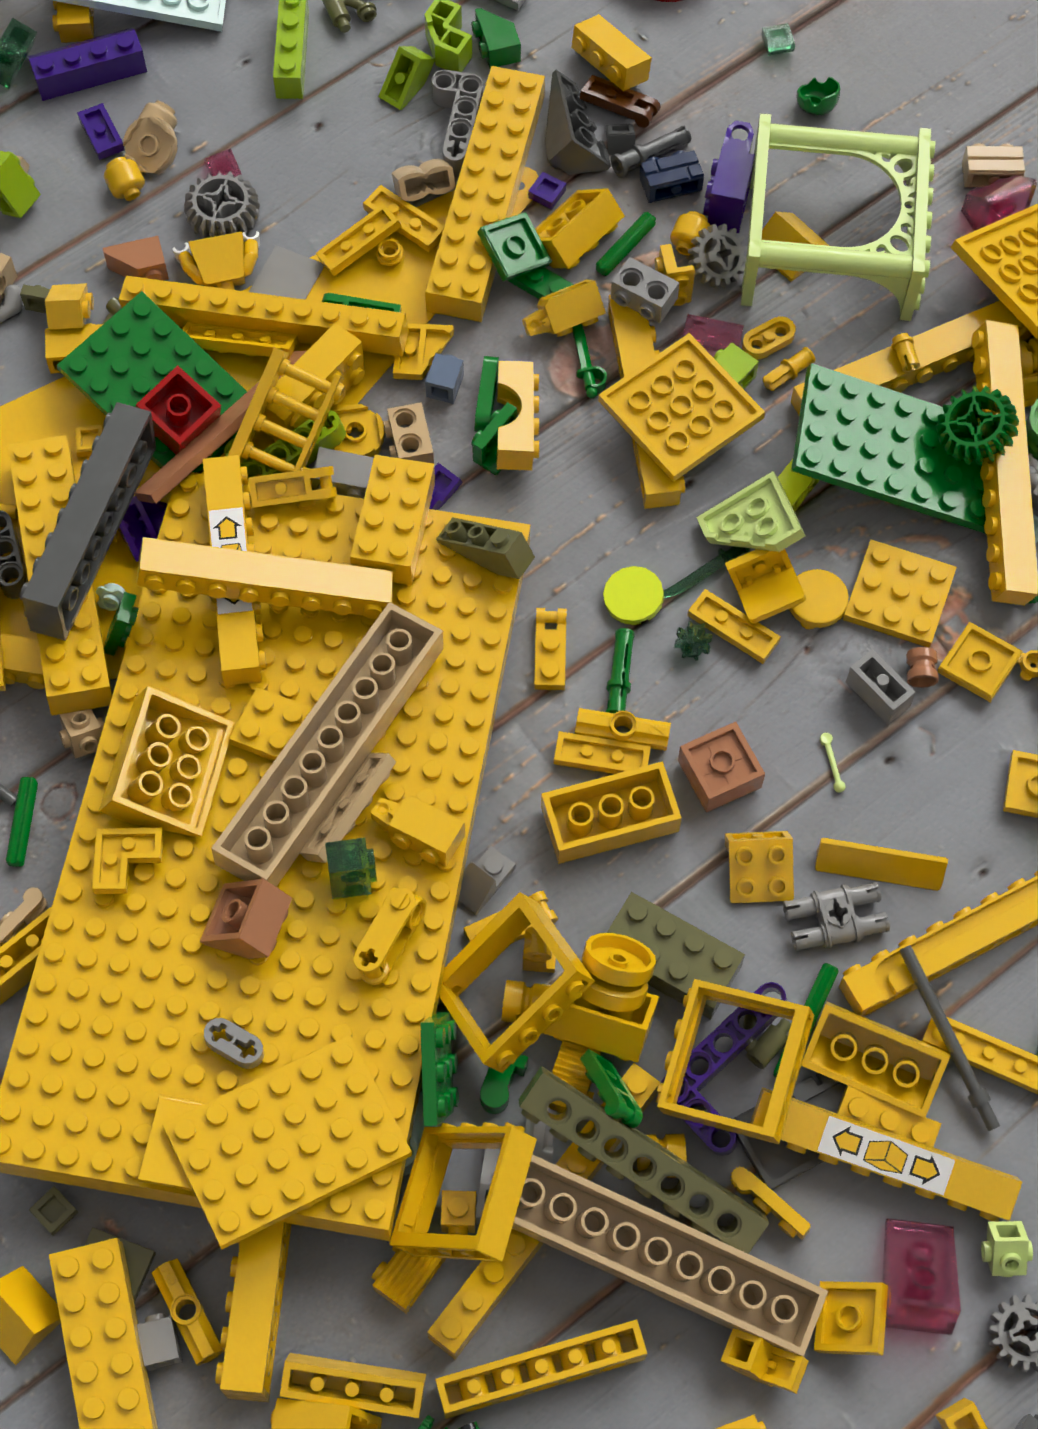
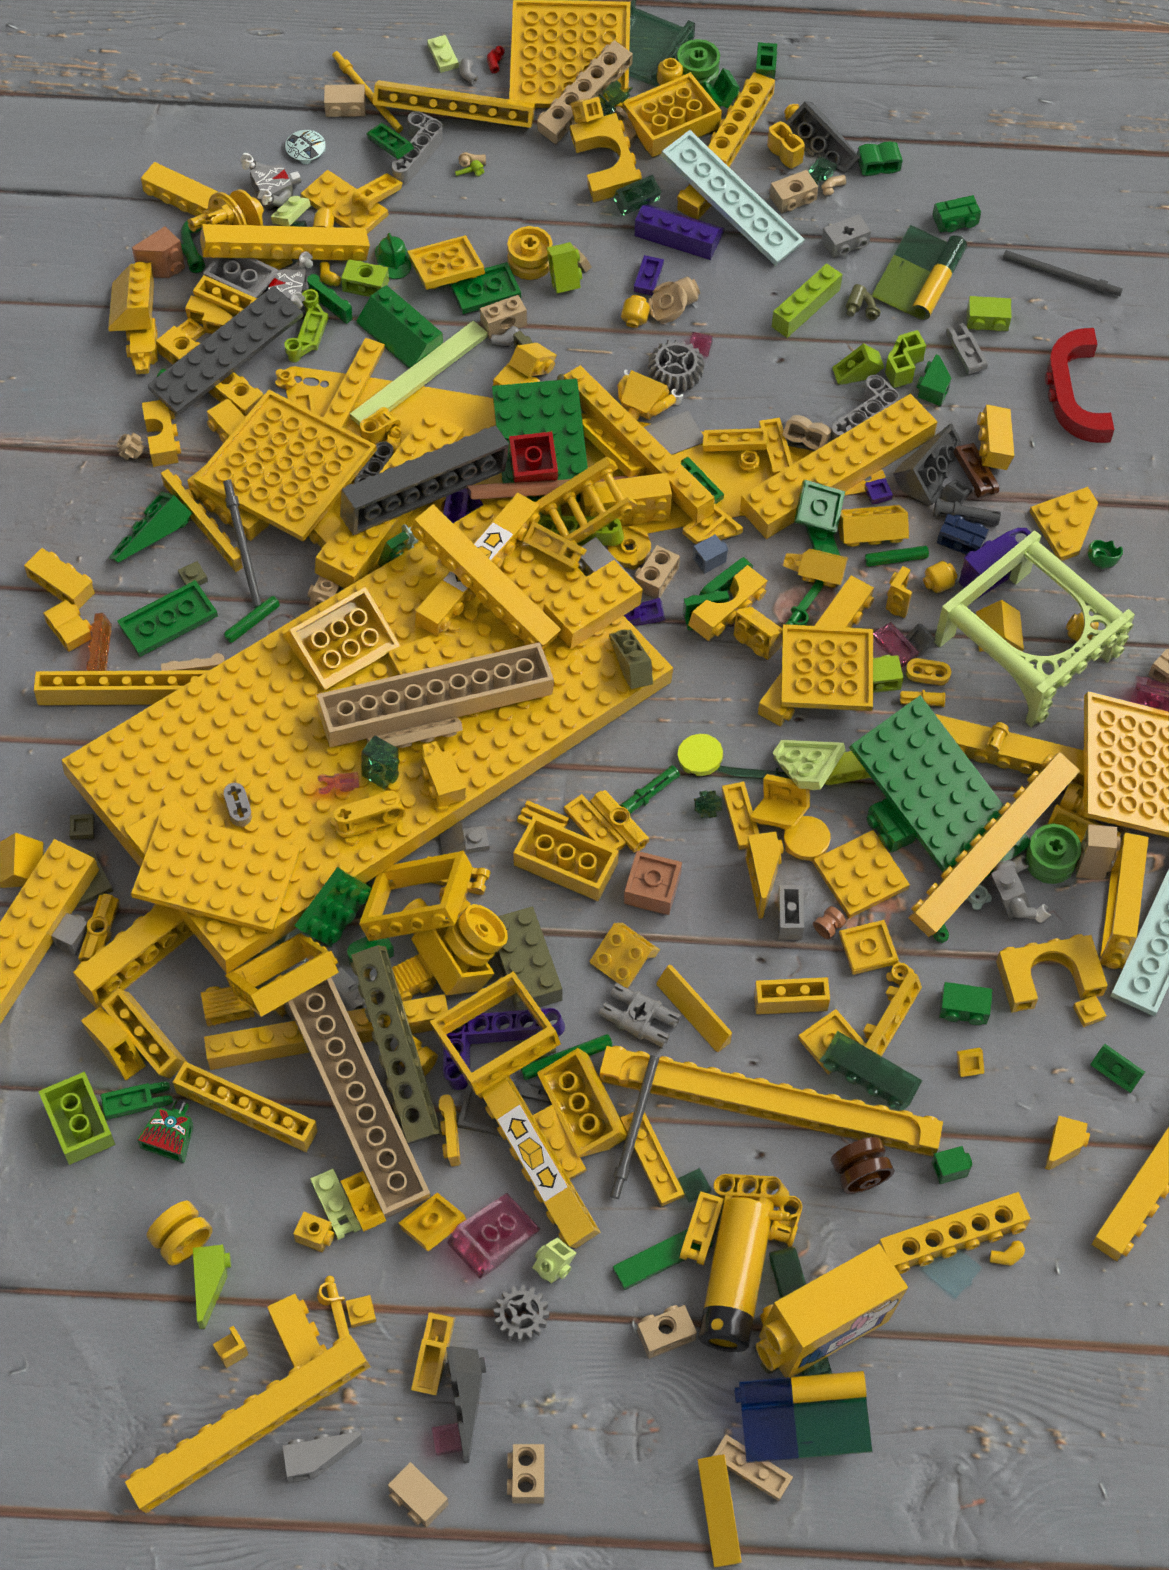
camera: 40 degrees right, 5 degrees down
(117, 849) = (273, 661): yellow plate -> none
(137, 259) = (600, 363): nougat slope -> none
(247, 918) = (305, 748): nougat slope -> none
(323, 921) = (342, 781): none -> plate
(533, 782) = (530, 809): none -> yellow tile
(550, 650) = (623, 748): yellow plate -> none
(573, 423) = (757, 632): none -> yellow slope
(612, 1089) = (414, 992): green plate -> none
(646, 285) = (874, 585): light grey brick -> none
(721, 268) = (933, 597): light grey gear -> none
(729, 1388) = (335, 1203): none -> yellowish green plate
(731, 309) = (920, 638): none -> dark grey plate
(748, 89) = (1066, 521): none -> yellow plate
(778, 39) = (1115, 502): clear green plate -> none
(814, 664) = (762, 861): none -> yellow slope
(826, 740) = (734, 919): yellowish green hinge -> none
(868, 185) = (1076, 627): none -> yellow head
(882, 521) = (890, 826): none -> green brick
(963, 771) = (791, 995): none -> yellow brick
(992, 433) = (990, 811): green gear -> none

